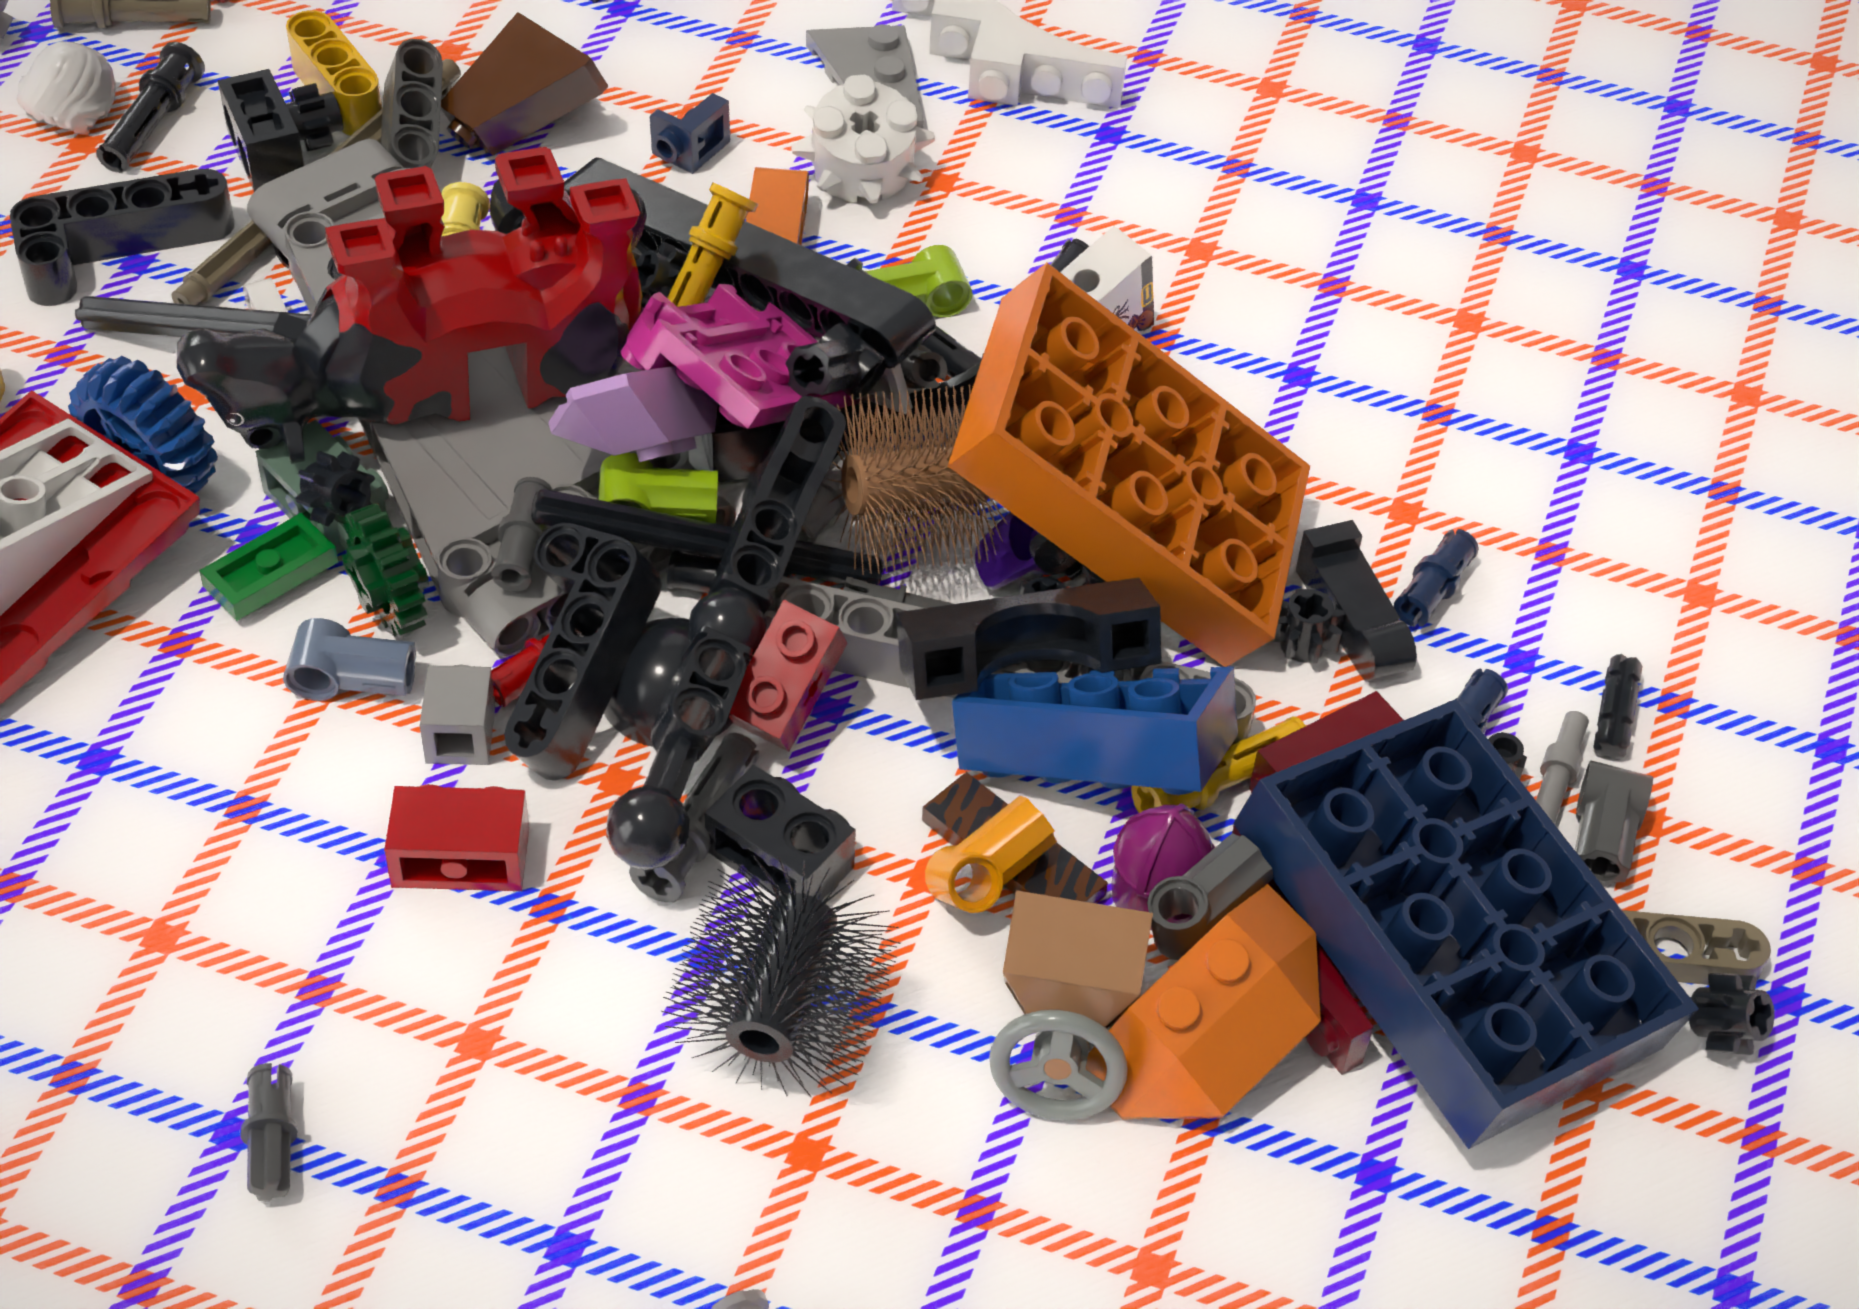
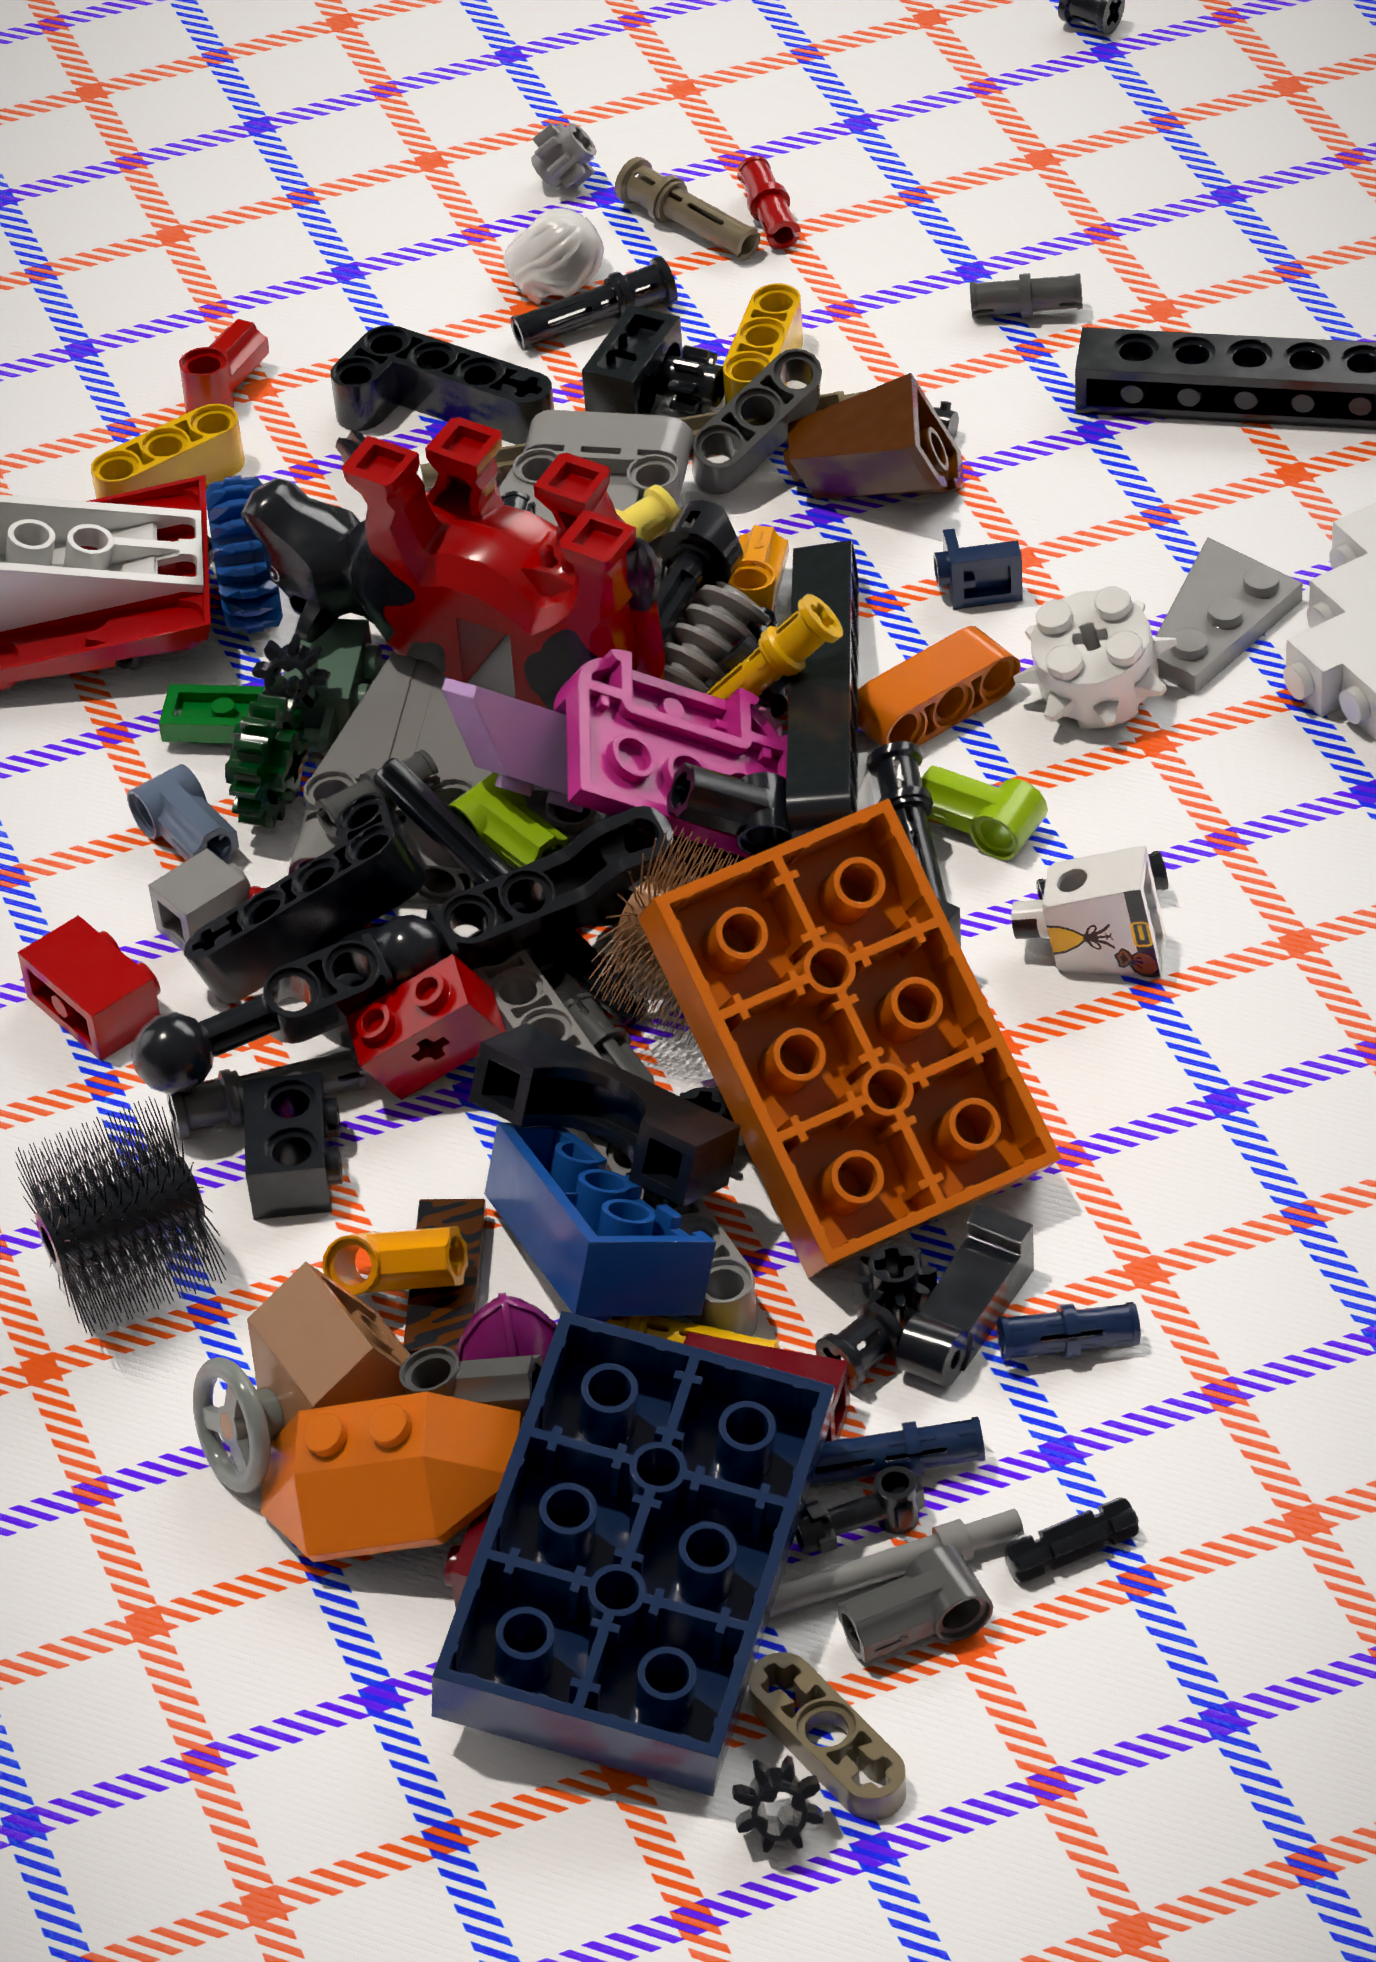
camera: 55 degrees right, 5 degrees down
(1339, 675) = (844, 1344): none -> black bush

